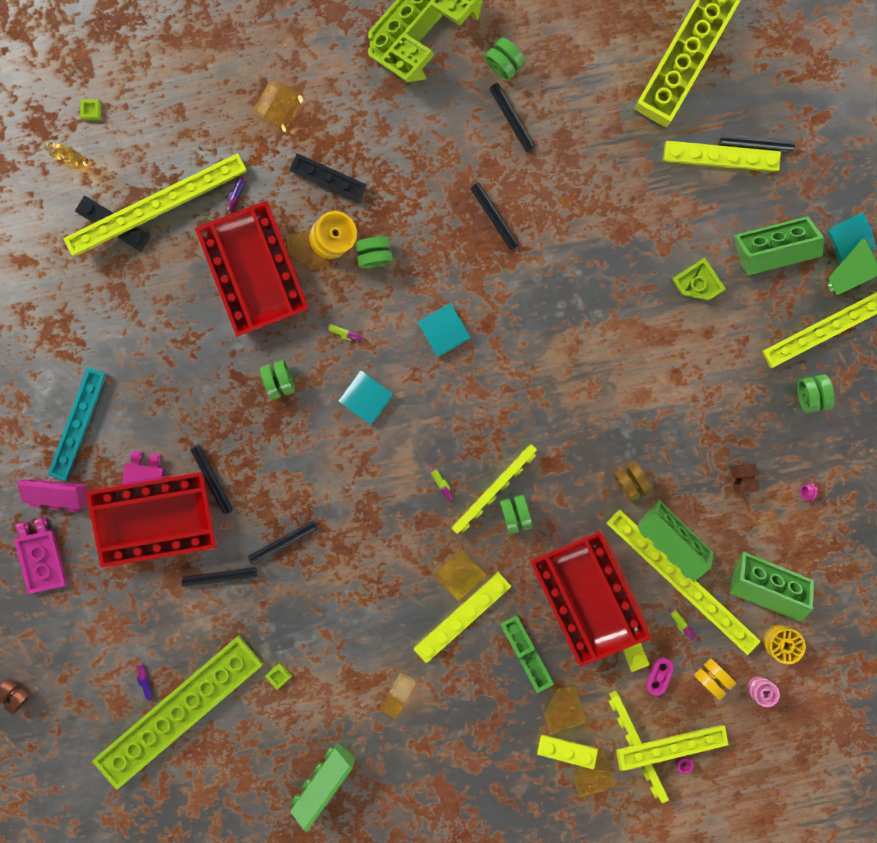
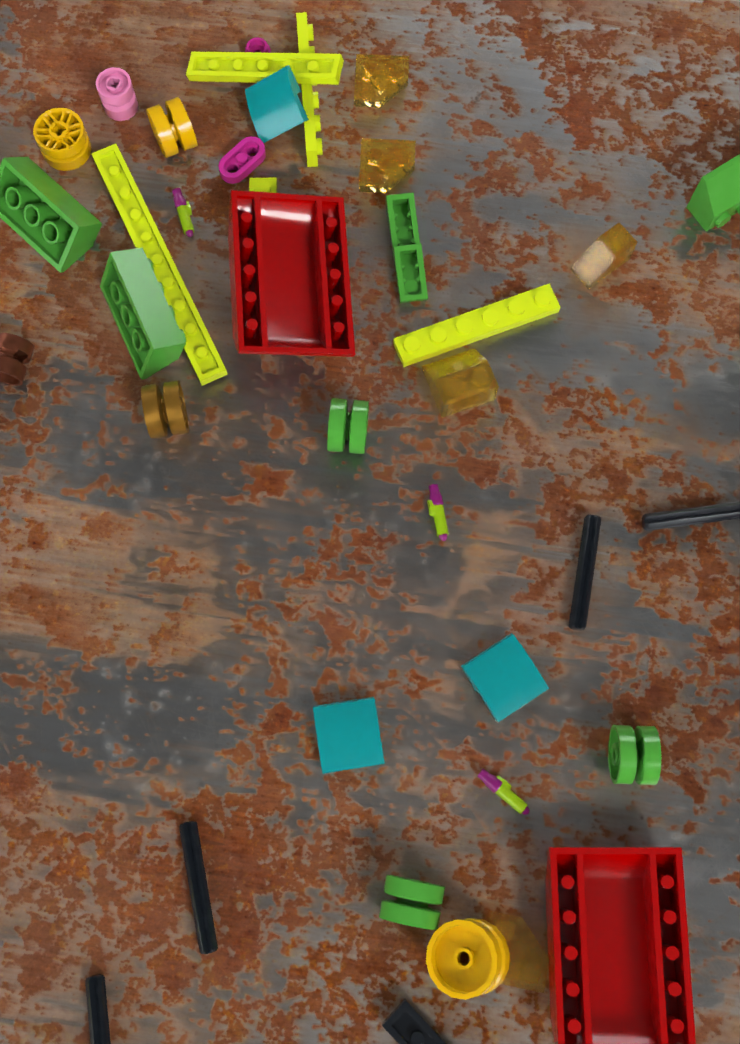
camera: 155 degrees left, 15 degrees down
(340, 480) = (585, 573): none -> black axle
(500, 484) = (374, 470): neon yellow plate -> none
(567, 751) = (401, 113): neon yellow plate -> none
(653, 722) = (275, 104): none -> teal slope

